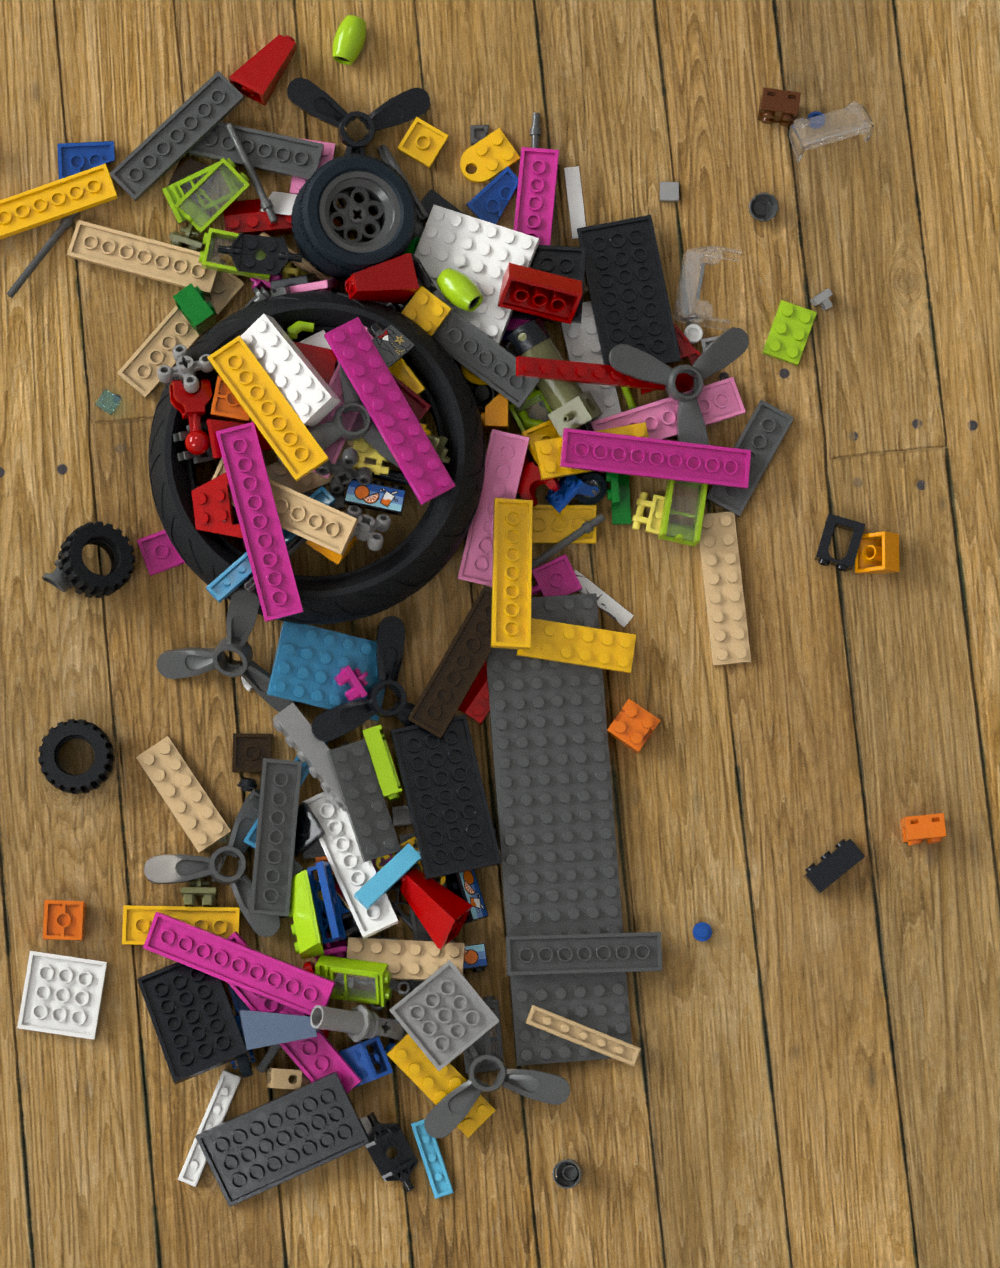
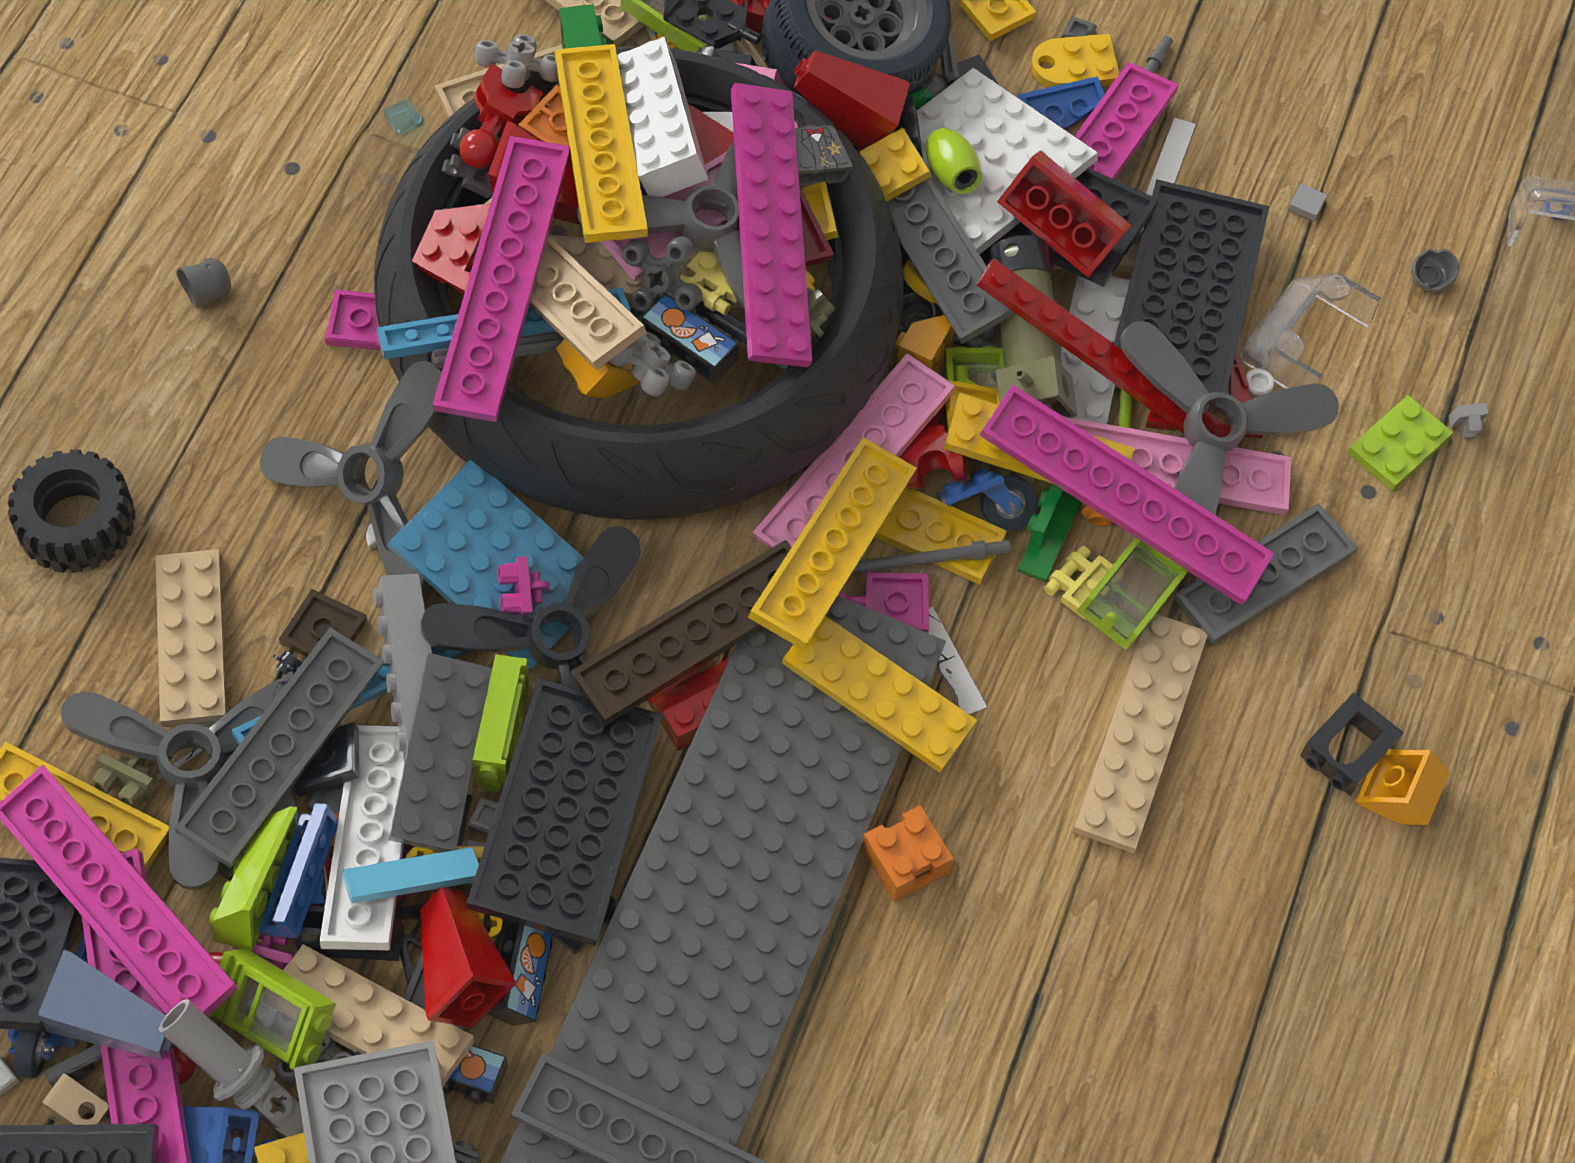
camera: 25 degrees right, 20 degrees down
(116, 547) = (240, 300): black tyre -> none
(299, 326) = (707, 91): lime arm -> none
(779, 106) = (1512, 157): reddish brown piece -> none

